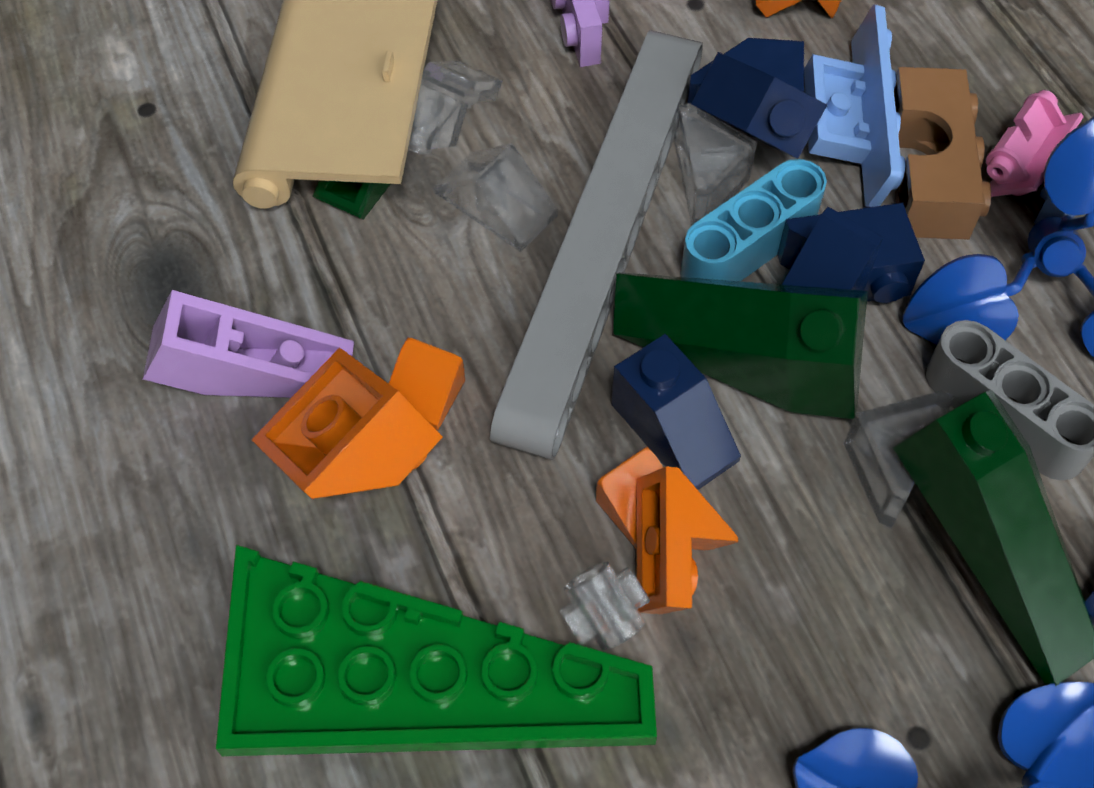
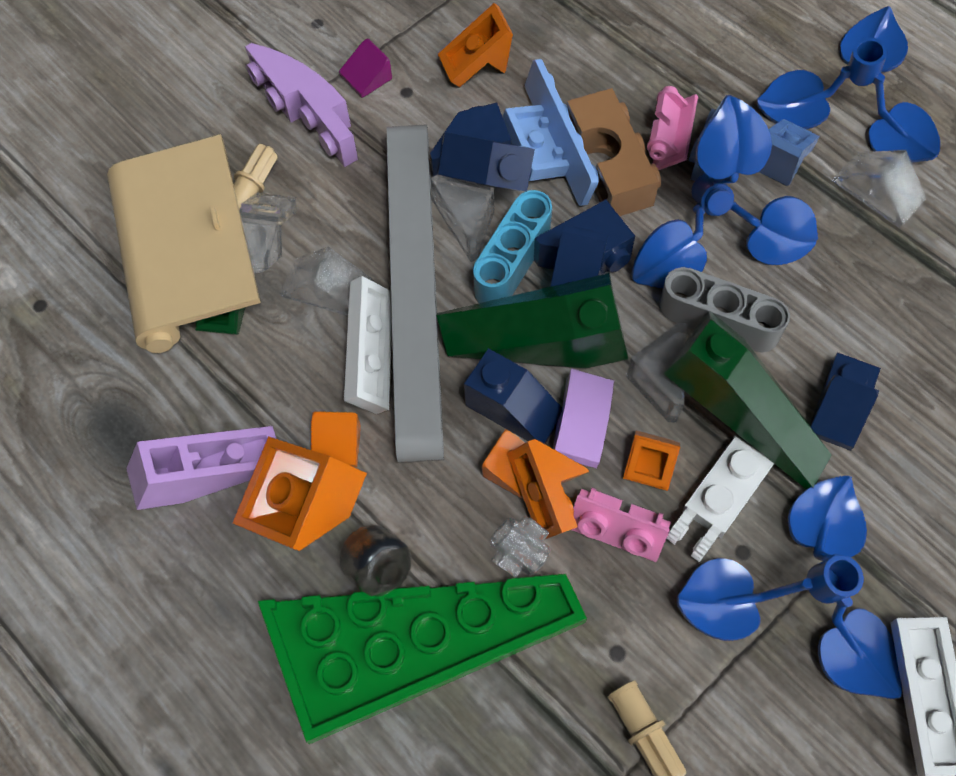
camera: 20 degrees left, 5 degrees up
(405, 550) = (375, 560): none -> clear smoke head
(464, 36) = (254, 173): none -> tan axle
(512, 285) = (368, 346): none -> white plate
(762, 472) = (584, 417): none -> lavender slope
(771, 648) = (637, 531): none -> bright pink hinge
(835, 563) = (652, 460): none -> orange slope
(917, 647) = (722, 495): none -> white hinge

